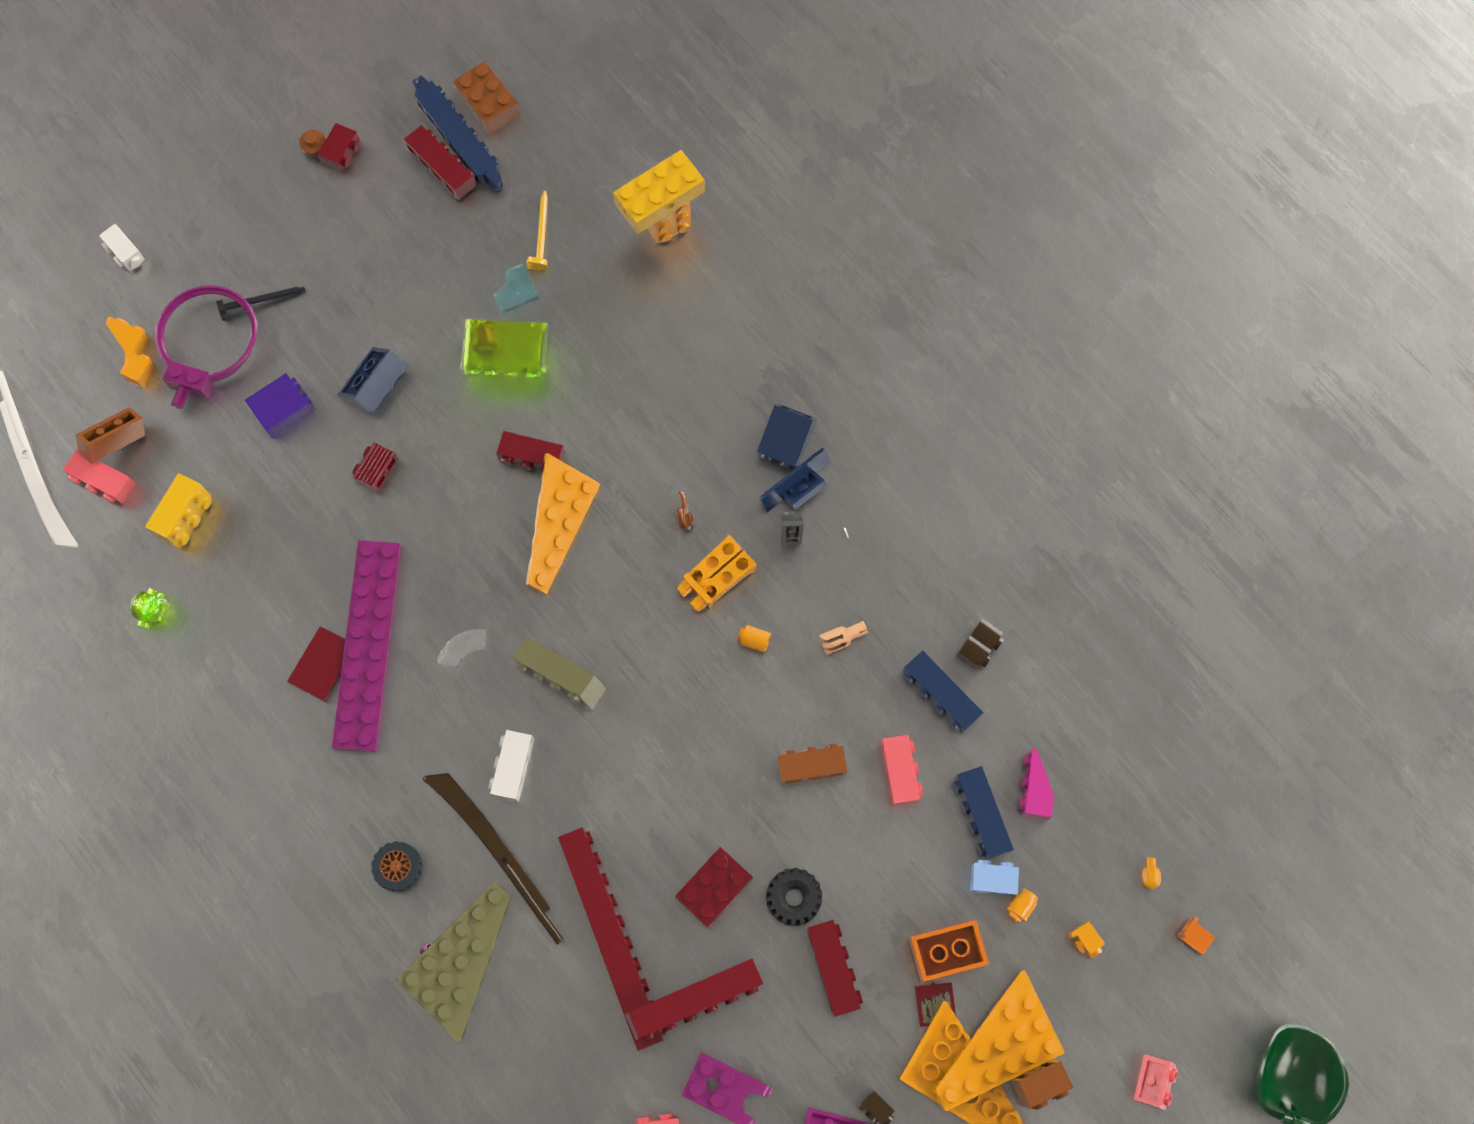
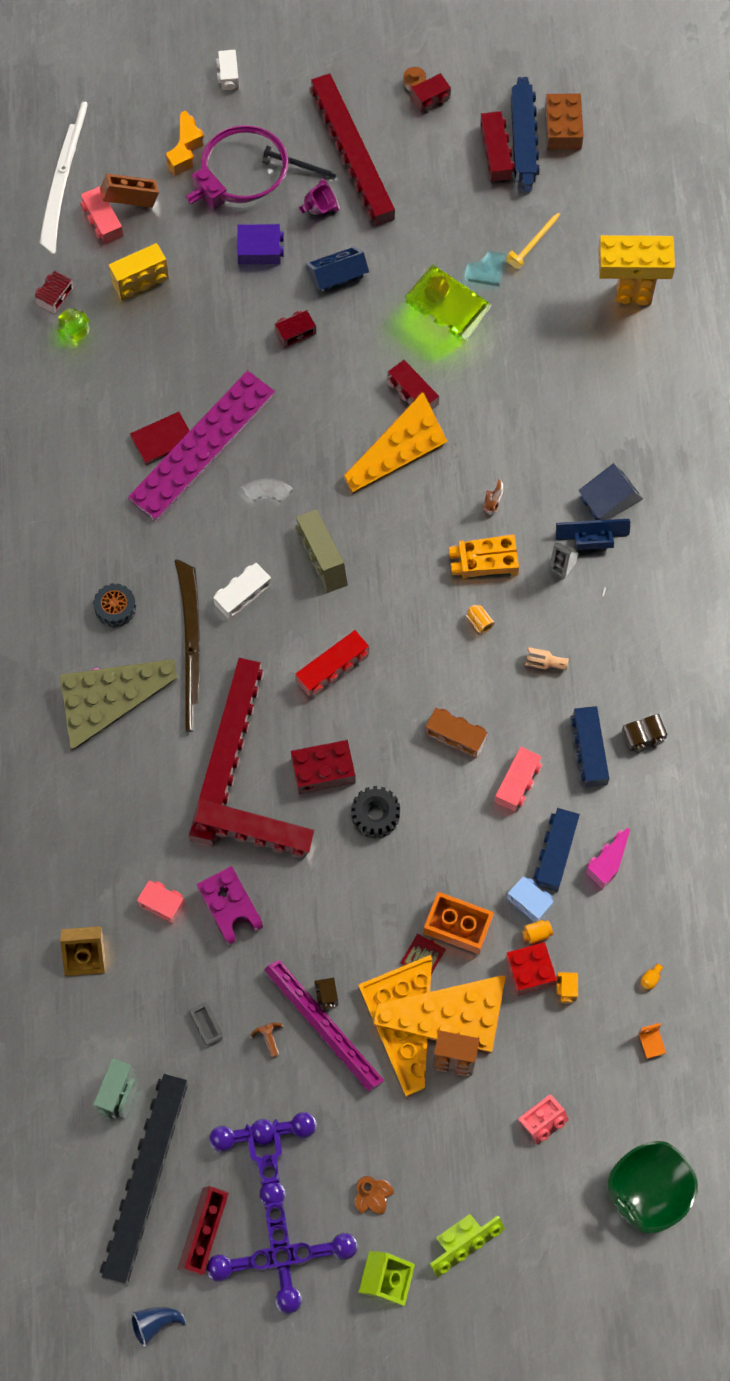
camera: 35 degrees right, 5 degrees down
(106, 587) = (54, 291): none -> dark red brick
(302, 251) = (352, 149): none -> dark red brick
(308, 322) = (320, 200): none -> magenta helmet
(650, 779) = (332, 663): none -> red brick
(833, 968) = (367, 877): dark red brick -> none
(1043, 946) = (531, 969): none -> red brick

